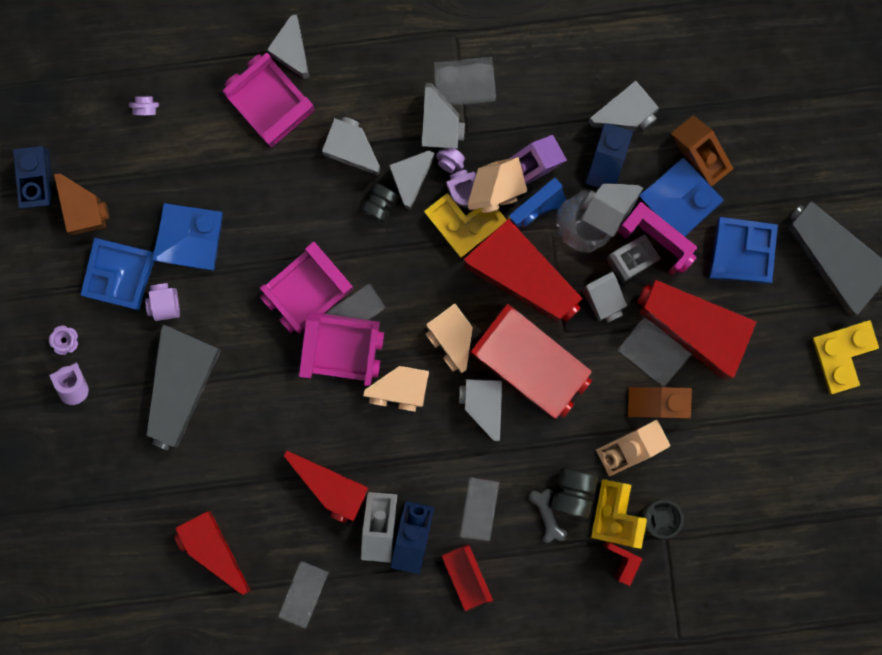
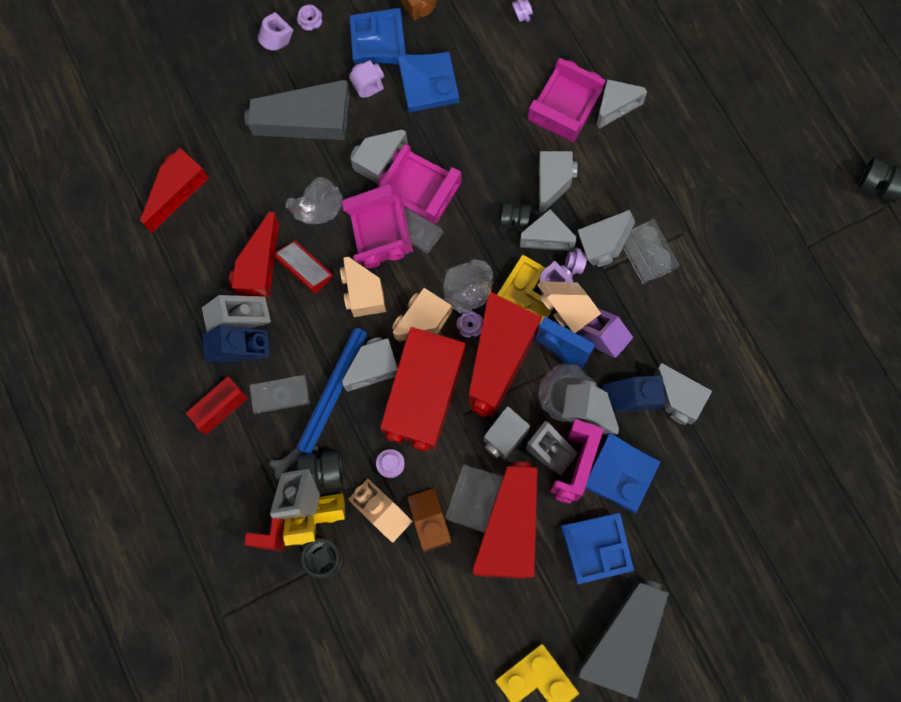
camera: 75 degrees right, 10 degrees down
(257, 321) = (376, 154): none -> light grey slope
(290, 402) = (318, 204): none -> clear hair
(303, 594) = (159, 273): clear plate -> none
(350, 440) = (303, 266): none -> flat silver slope
(438, 279) = (468, 285): none -> clear hair
(474, 299) = (465, 330): none -> lavender plate
(496, 454) = (331, 392): none -> blue axle
(590, 422) = (390, 463): none -> lavender plate
(597, 522) = (295, 495): none -> light grey slope
(702, 150) = (673, 476): dark orange slope -> none

